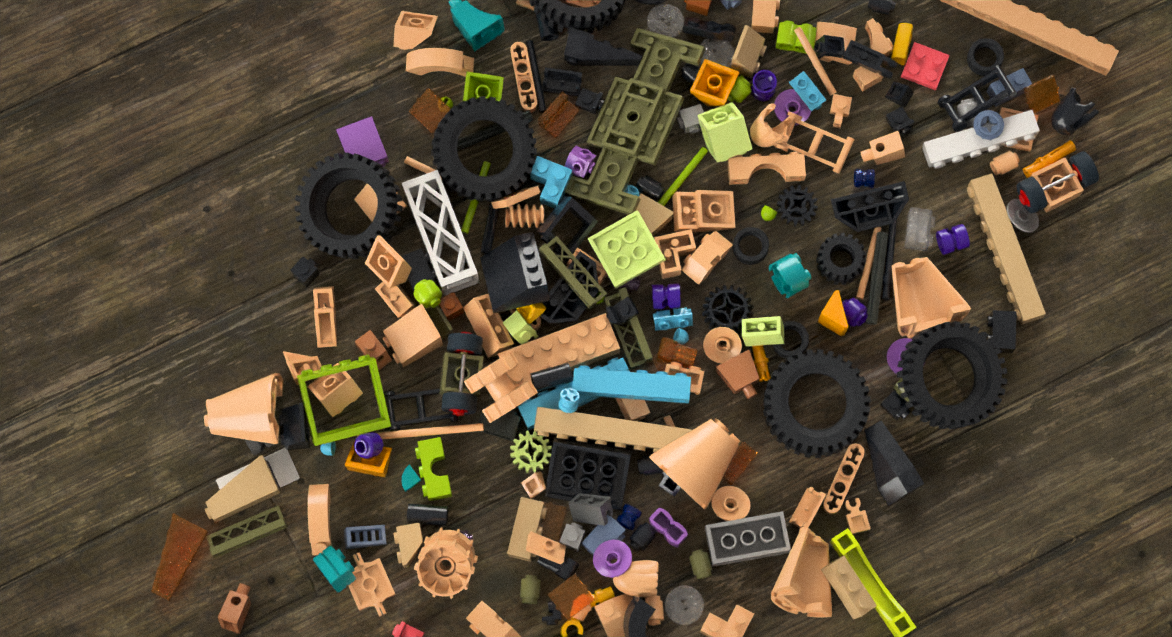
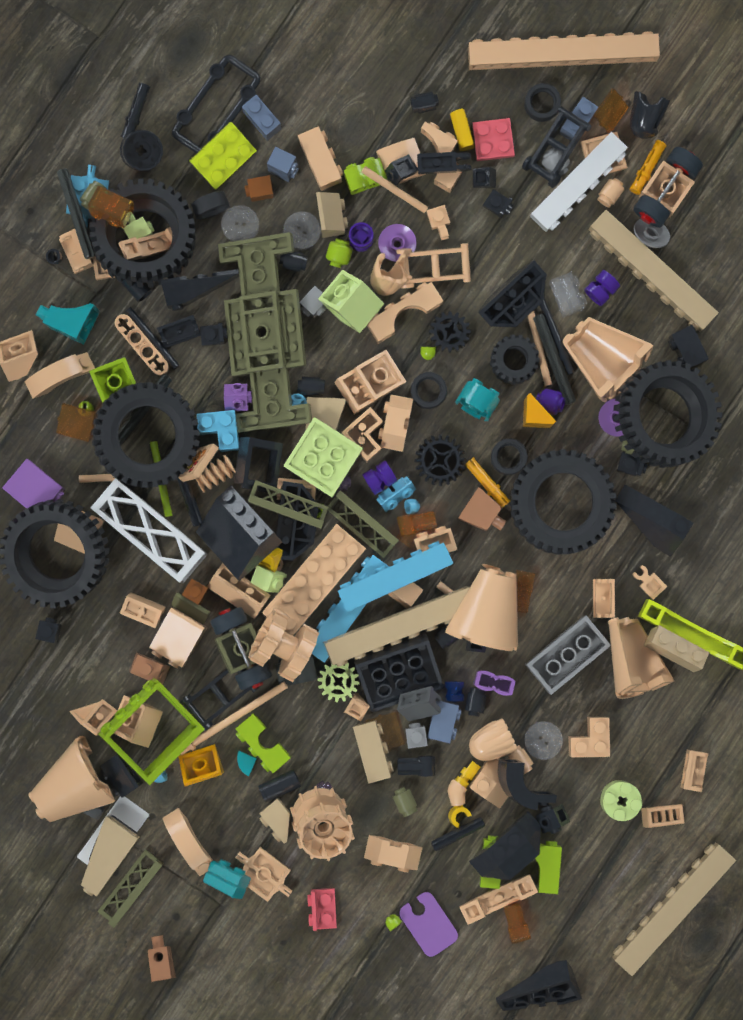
camera: 35 degrees left, 10 degrees up
(179, 550) = (82, 942): clear orange wing -> none
(325, 316) = (89, 660): light nougat slope -> none
(365, 543) = (222, 844): sand blue slope -> none
(368, 445) = (194, 756): dark purple head -> none
(387, 263) = (119, 587): light nougat slope -> none
(420, 270) = (149, 575): black brick -> none
(427, 293) = (170, 594): lime head -> none
(545, 547) = (399, 760): light nougat plate -> none
(551, 376) = (321, 608): black pin -> none
(552, 620) = (434, 805): black bracket -> none
(558, 115) = (193, 364): clear orange panel -> none
(569, 400) = (350, 618): medium azure wheel -> none
(571, 597) = (445, 790): clear orange piece -> none
(612, 550) = (453, 736): medium lavender dish -> none
(622, 311) = (349, 515): black bracket -> none
(682, 177) = (334, 360): lime bar -> none
(700, 564) = (538, 698): olive brick -> none
(709, 29) = (283, 210): black hinge -> none
(714, 83) = (317, 260): light orange slope -> none
(718, 352) = (457, 499): light nougat dish -> none
(734, 497) = (539, 623): light nougat dish -> none
(763, 331) = (483, 465): yellowish green brick -> none
(807, 91) = (402, 221): medium azure hinge -> none
(842, 478) = (623, 554): light nougat beam -> none
(864, 178) = (495, 273): clear blue wheel -> none
(891, 146) = (505, 232): light nougat torso -> none
(993, 118) = (581, 158): sand blue gear -> none

